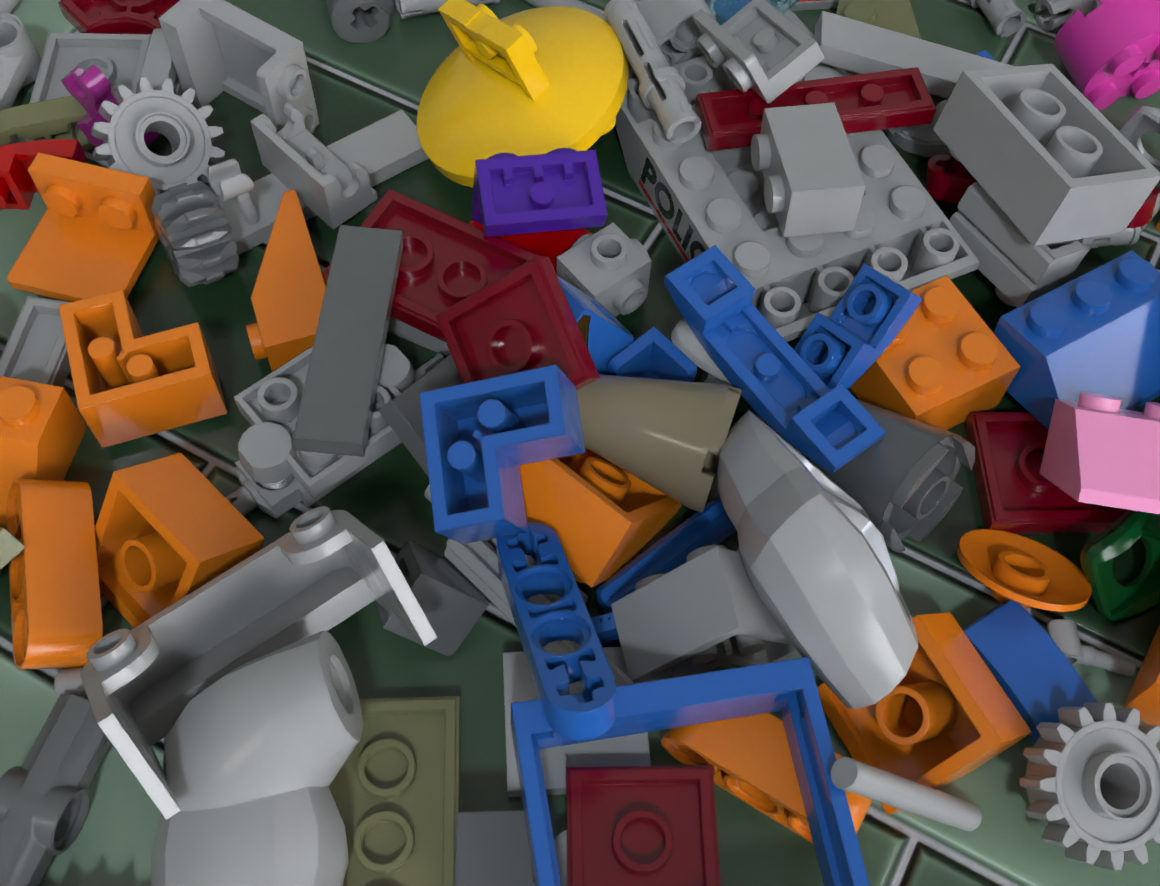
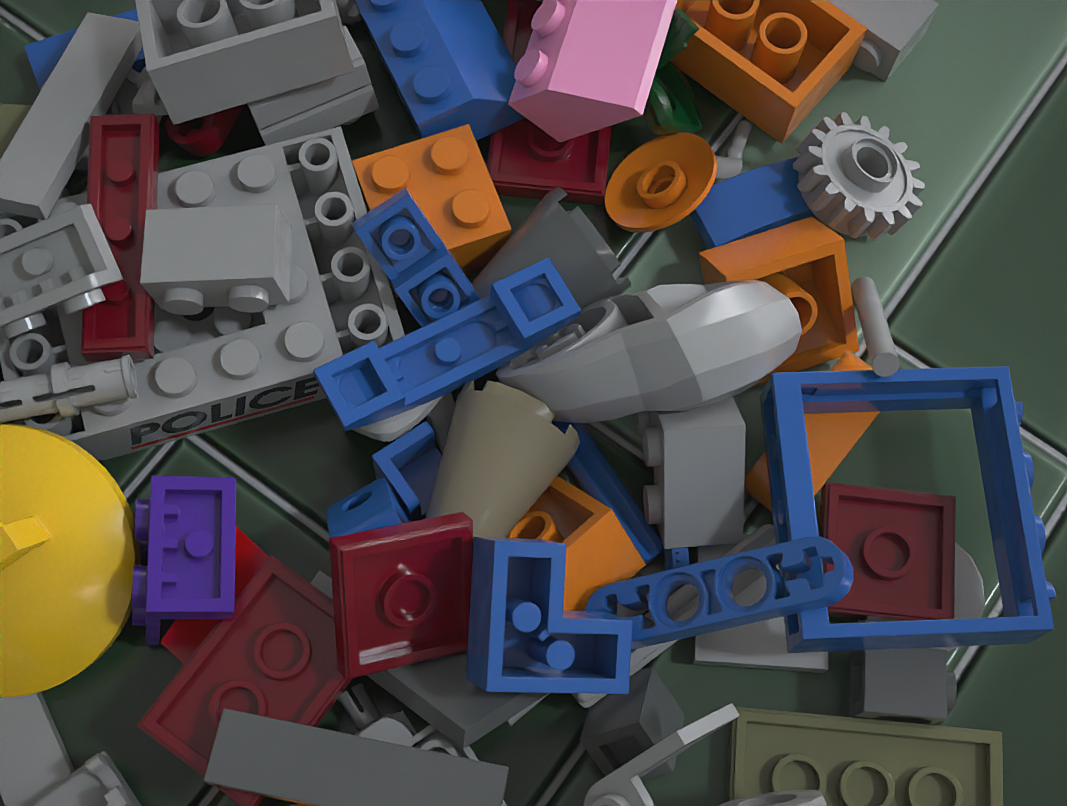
camera: 85 degrees left, 10 degrees up
(608, 269) = (278, 500): light grey brick -> none

